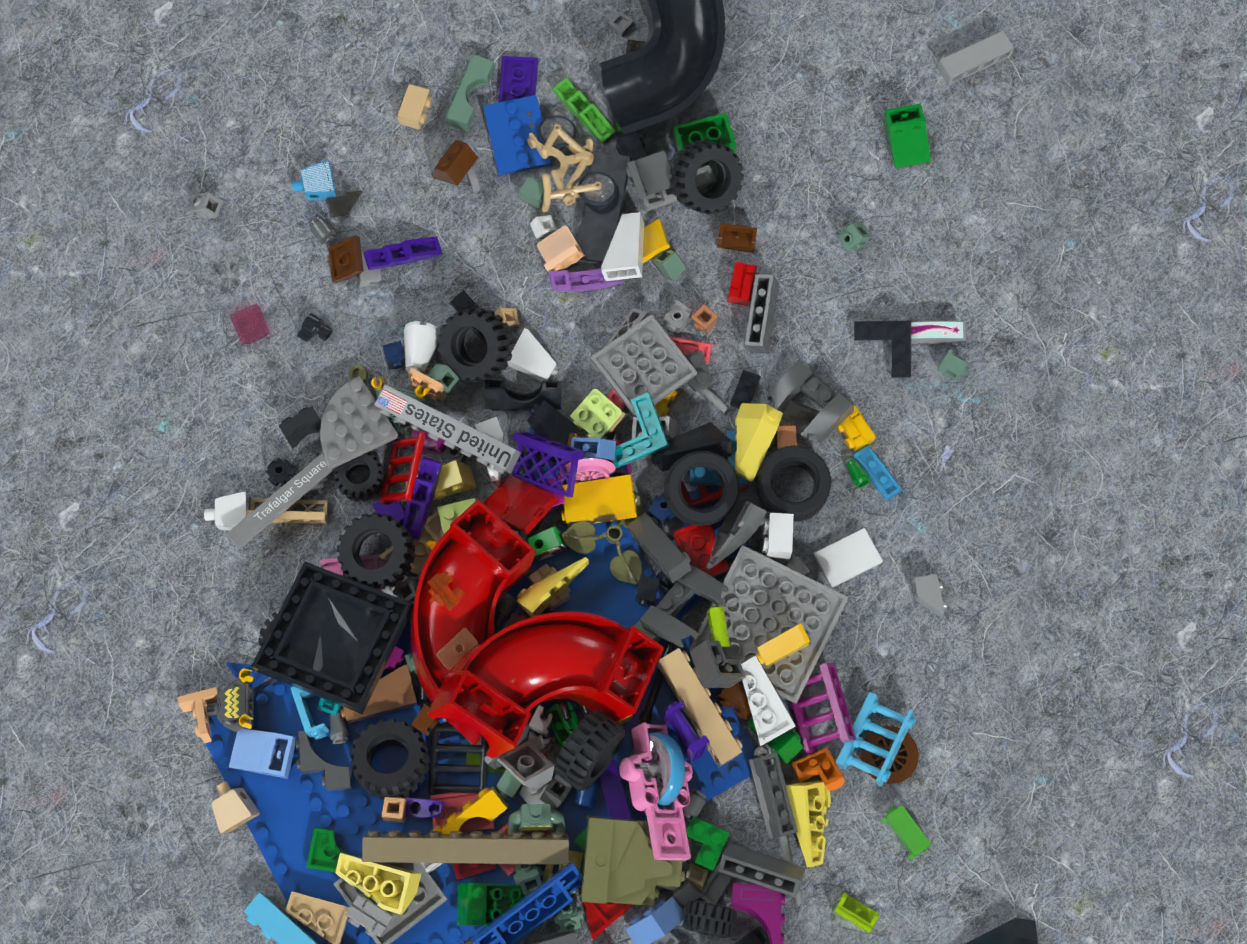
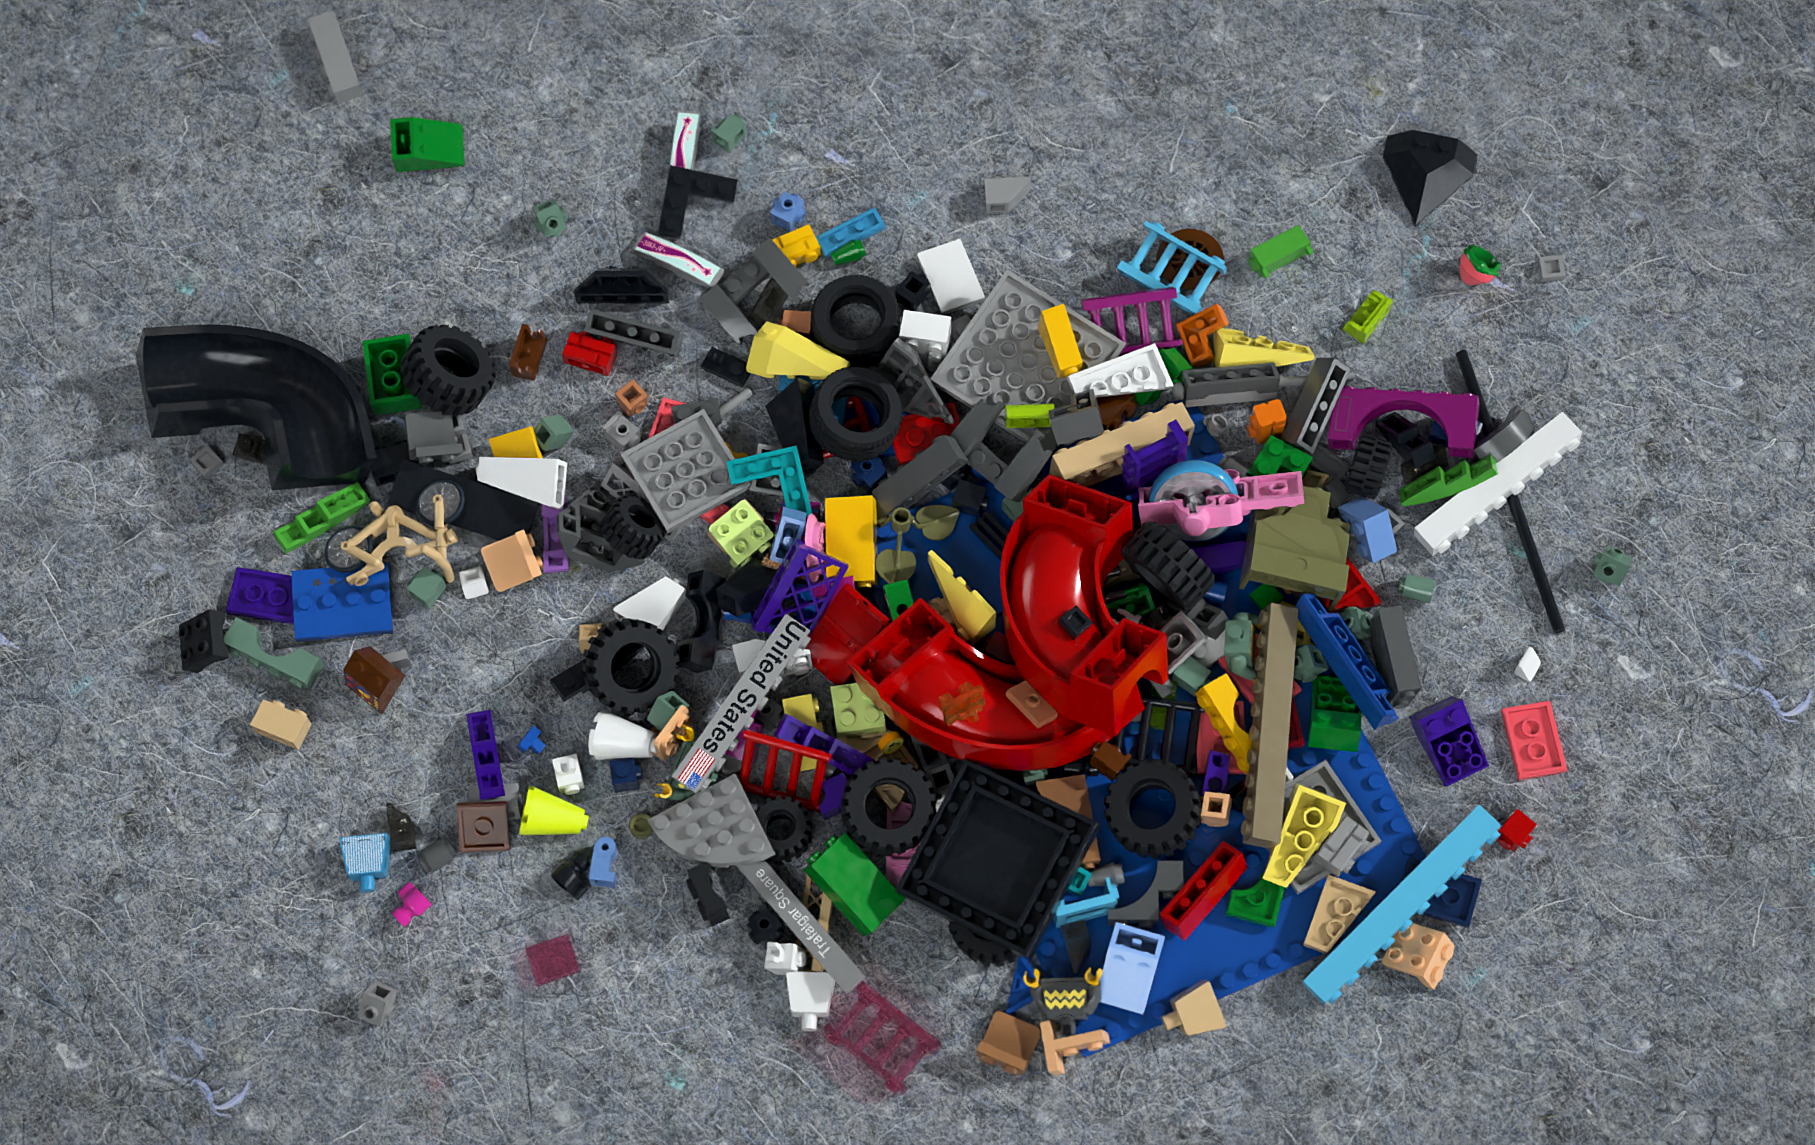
camera: 80 degrees left, 5 degrees down
(200, 665) = (1008, 1043): none -> medium nougat bracket
(209, 587) = (905, 1029): none -> clear pink fence
(256, 489) = (784, 958): none -> white brick
(281, 710) = (1076, 942): none -> clear smoke slope
(285, 221) = (413, 904): none -> dark pink piece
(315, 531) = (853, 883): none -> green brick
(325, 349) = (601, 865): none -> medium blue leg
(327, 806) = (1203, 890): none -> red brick
(357, 305) = (550, 815): none -> neon yellow cone
(392, 314) = (568, 774): none -> white brick
(411, 825) = (1238, 795): none -> black tile
(416, 285) = (531, 741): none -> blue tile
(473, 41) = (202, 641): none -> black brick
(523, 674) = (1075, 622): none -> black tile
(583, 324) = (632, 527): none -> black tyre
(589, 308) = (582, 536): none -> dark grey wedge
(624, 607) = (980, 521): none -> black tile
(741, 792) = (1216, 425): none -> light grey plate
(741, 829) = (1266, 421): none -> orange brick
(803, 299) = (621, 286): none -> black wedge
(829, 521) = (905, 295): none -> black brick
(832, 340) = (678, 259): none -> slope
(886, 420) = (788, 211): none -> medium blue brick

